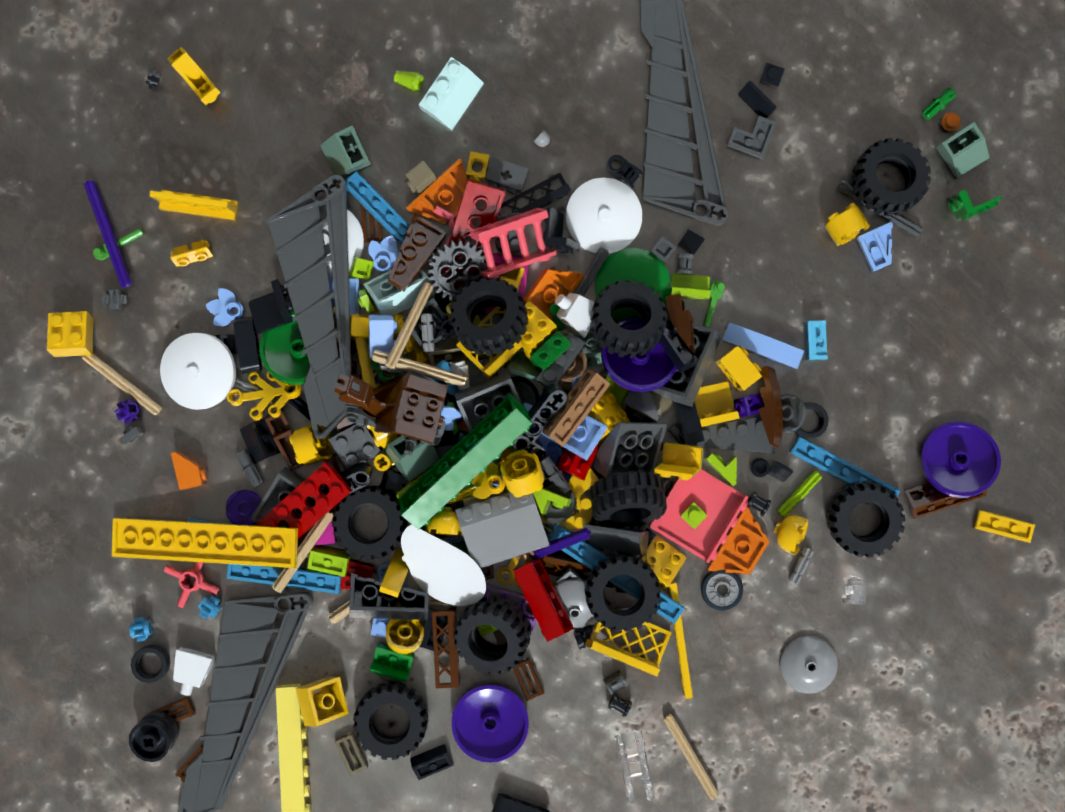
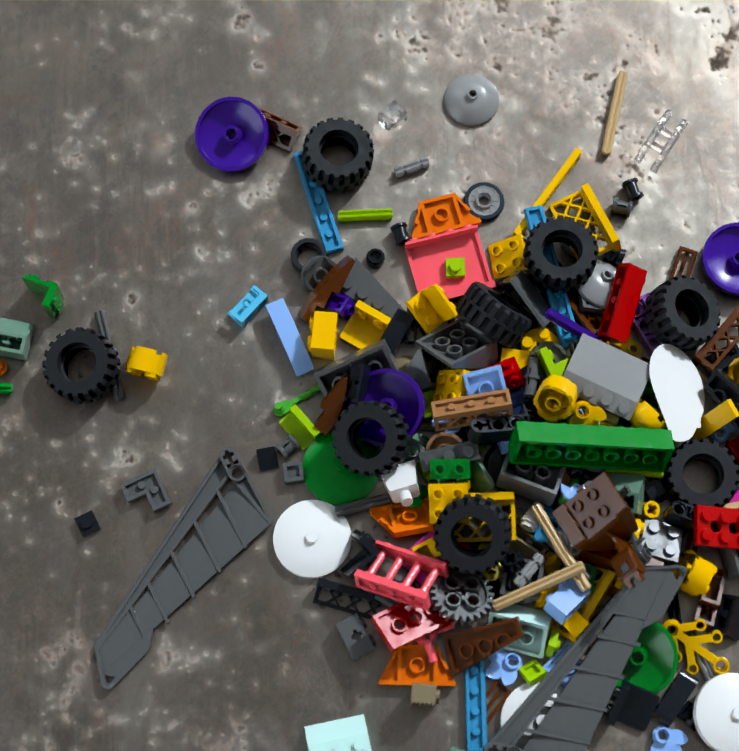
camera: 140 degrees left, 15 degrees down
(477, 158) = (365, 671): yellow brick -> none
(542, 139) = (302, 640): light grey hinge -> none
(624, 171) = (265, 553): black piece -> none
(727, 471) = (400, 275): lime slope -> none
(757, 100) = (117, 514): black slope -> none
(780, 471) = (363, 242): black slope -> none
(791, 533) = (398, 193): yellow cylinder -> none
(877, 246) = (139, 329): light blue wing -> none
(1004, 526) = (246, 68): yellow tile -> none

